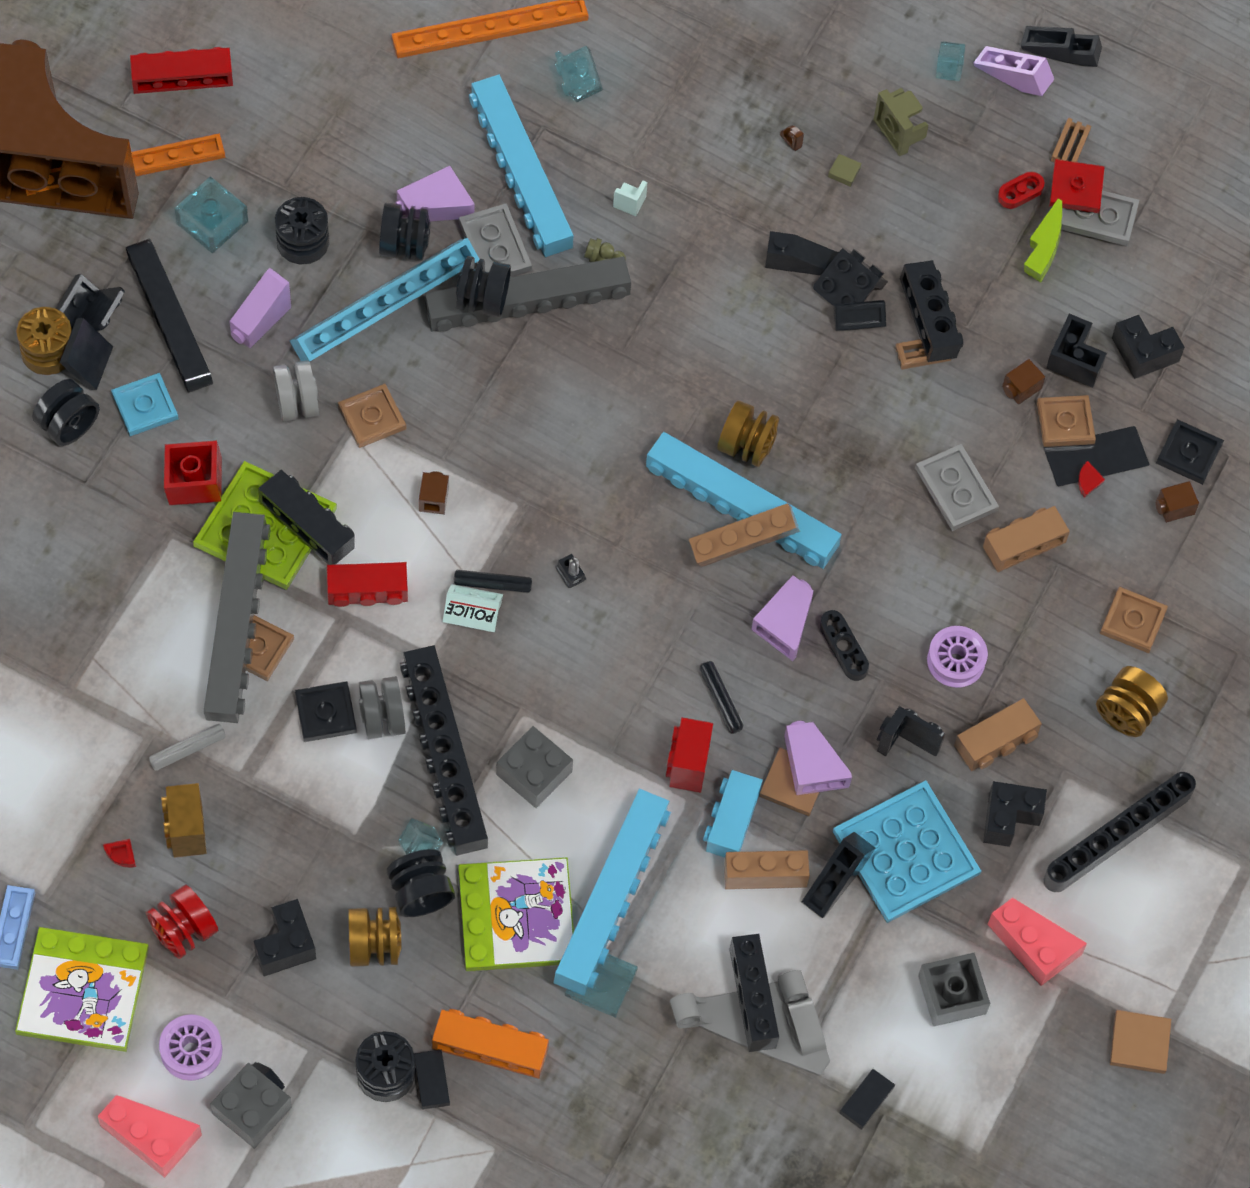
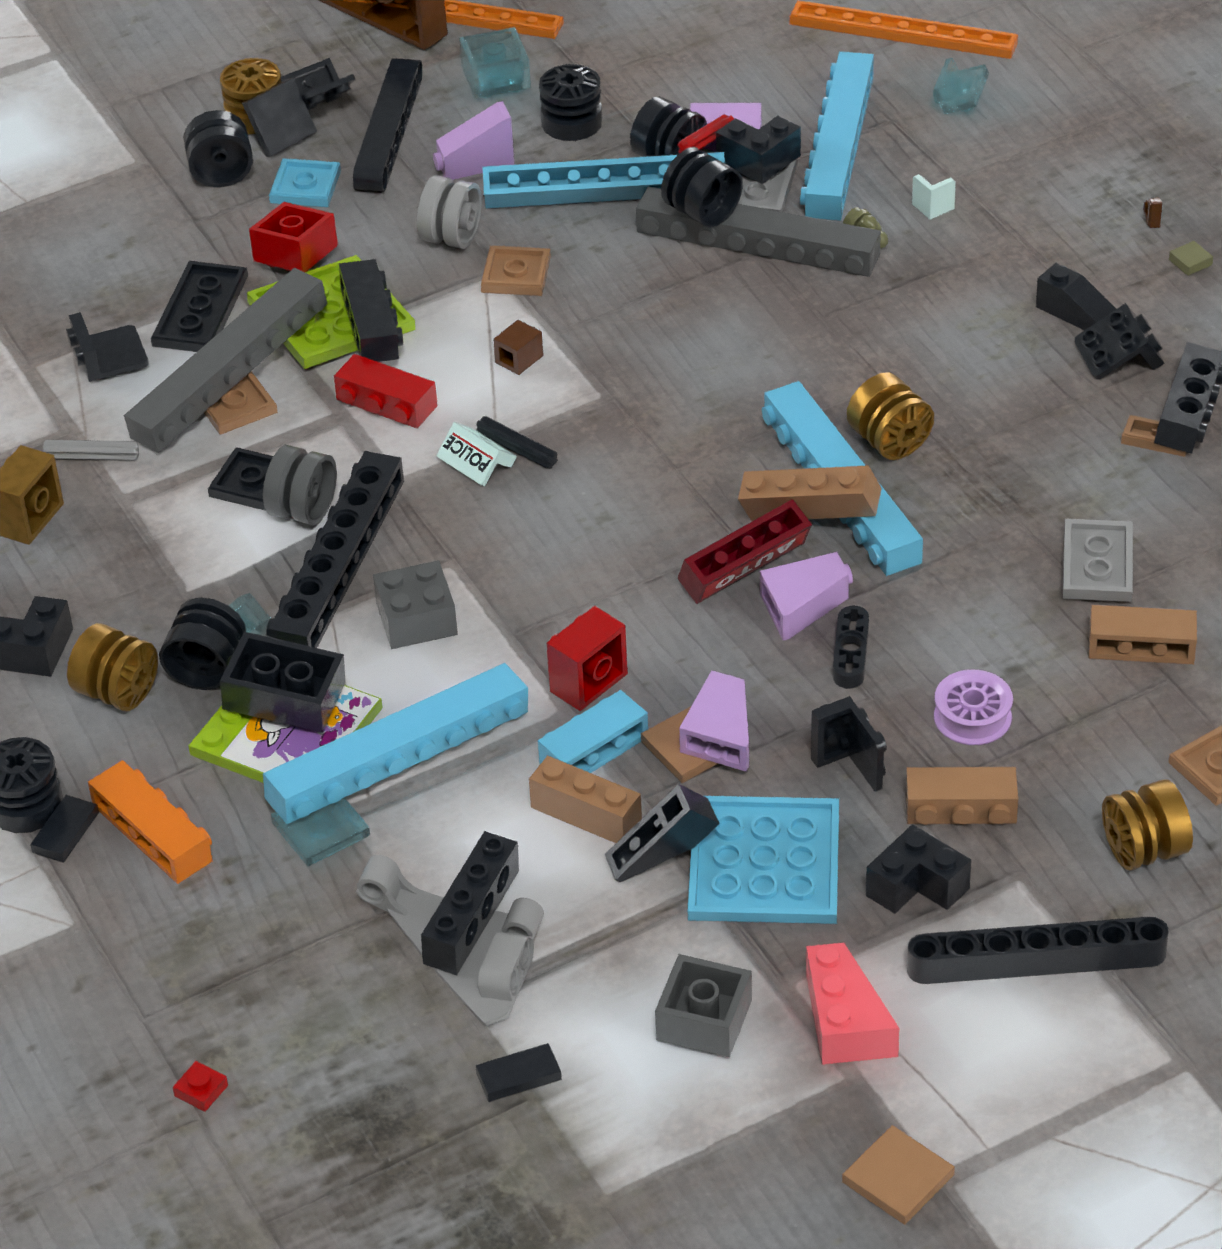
camera: 40 degrees right, 20 degrees down
(127, 648) = (107, 351): none -> black bracket
(159, 568) = (199, 306): none -> black tile
(442, 226) = (704, 135): none -> red axle
(482, 221) = (759, 151): none -> black brick
(507, 888) = (282, 681): none -> black brick
(573, 575) = (605, 464): black piece -> none
(721, 697) = (673, 635): black axle -> none
(728, 605) = (744, 551): none -> dark red brick
(860, 315) = (1106, 375): black tile -> none

